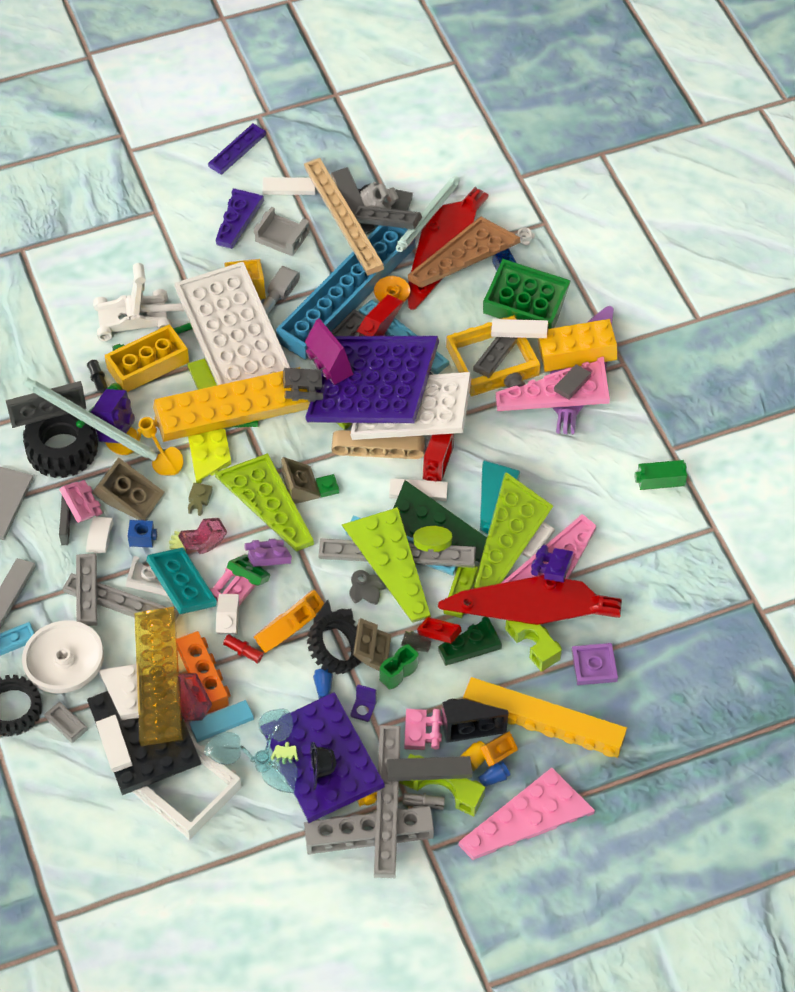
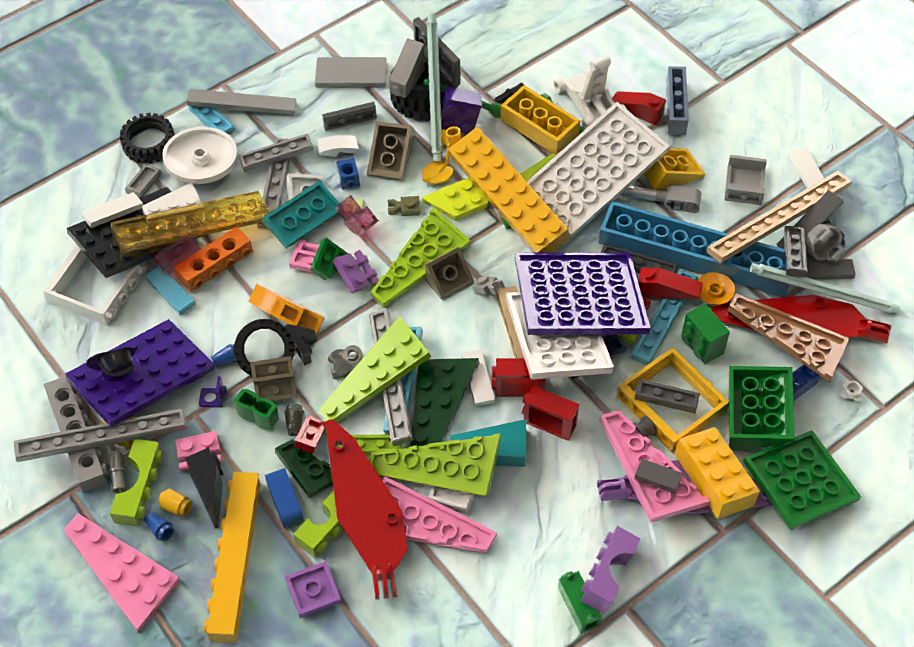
camera: 75 degrees right, 0 degrees up
(55, 435) = (407, 68): none -> light grey slope
(81, 501) = (359, 115): bright pink plate -> none
(163, 275) = (642, 105): none -> red slope
(170, 248) = (677, 100): none -> sand blue brick
(227, 614) = (275, 258): white slope -> none
(237, 148) = (834, 119): dark purple tile -> none
(239, 213) = (758, 142): dark purple wing -> none
(243, 648) = (248, 283): red pin -> none
(279, 774) = (105, 338): clear light blue plant -> none
(285, 752) = (133, 339): yellowish green piece -> none
(302, 379) = (552, 233): dark grey plate -> none
(323, 455) = (487, 284): none -> light grey plate
(327, 353) = (593, 248): magenta slope -> none
(327, 485) = (455, 300): green plate -> none
(429, 768) = (139, 460): dark grey tile -> none
(433, 538) = (409, 396): lime tile -> none
(441, 309) = (705, 333): none -> green brick
(482, 440) = (550, 412): none -> red window
(497, 666) = (284, 498): none -> blue beam
(499, 748) = (183, 519): light orange plate -> none
(519, 328) = (705, 406): white tile -> none
(557, 565) = (415, 519): dark purple plate -> none
(600, 294) = (801, 480): none -> green plate
(660, 450) = (601, 588): none -> medium lavender arch

